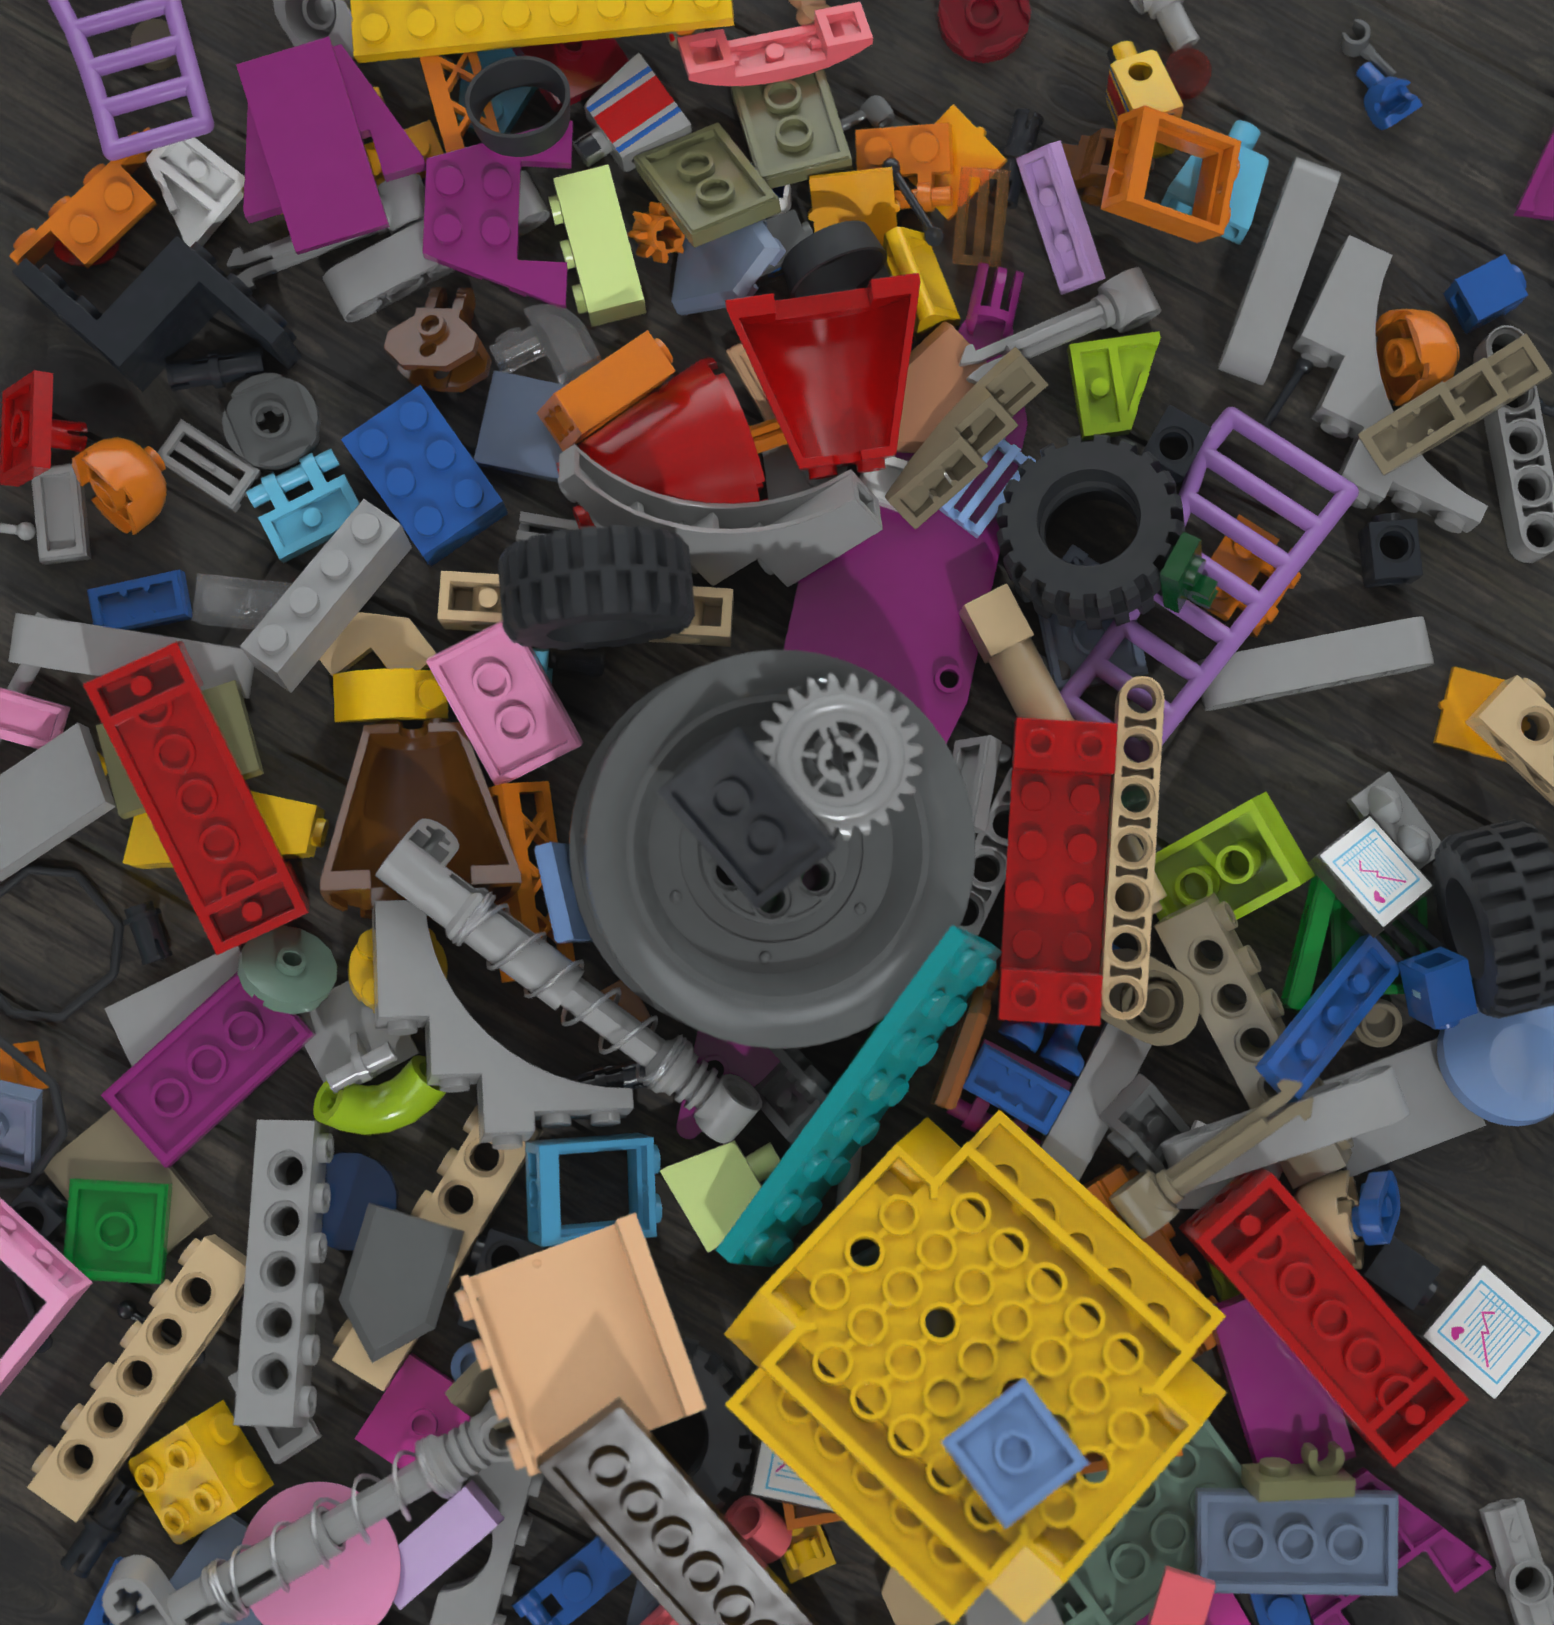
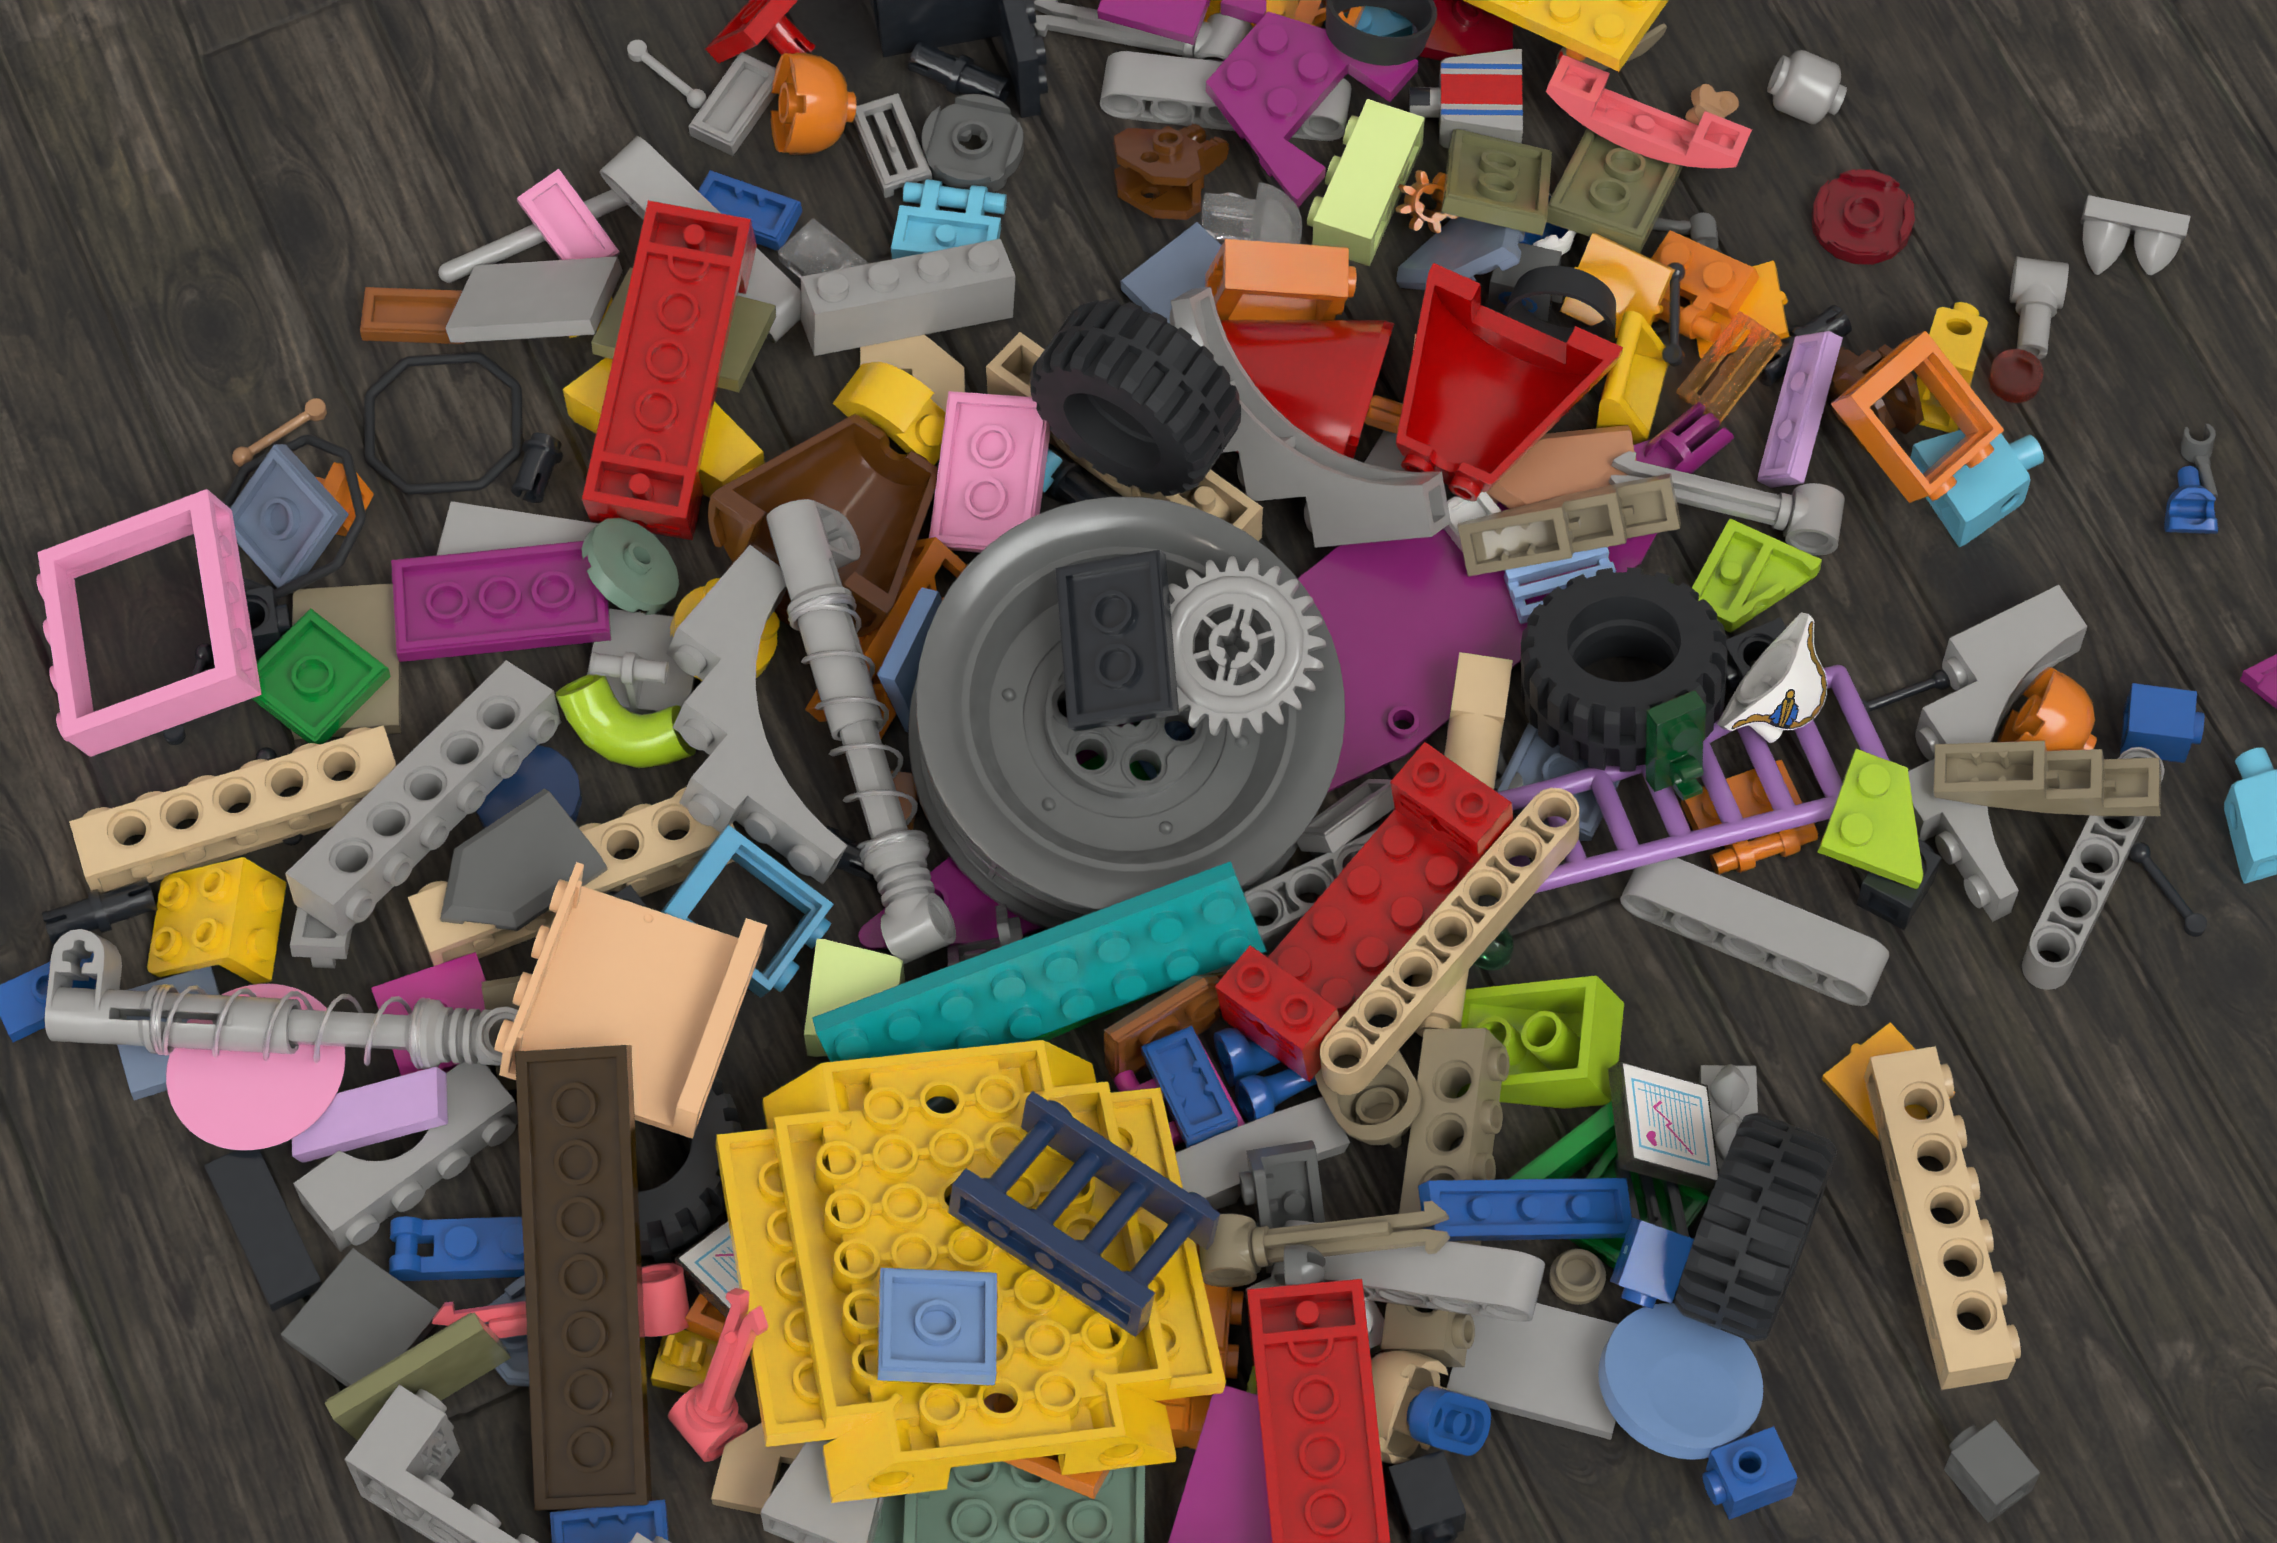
camera: 40 degrees right, 20 degrees down
(425, 475) = (1065, 252): blue brick -> none
(861, 1582) = (709, 1411): none -> coral piece
(1020, 1319) = (1077, 1263): none -> dark blue fence
(1213, 466) = (1781, 687): none -> white hat
(1217, 1194) = (1303, 1265): none -> dark grey hinge
(1279, 271) = (1974, 583): light grey beam -> none
(1358, 527) = (1875, 821): none -> lime wing

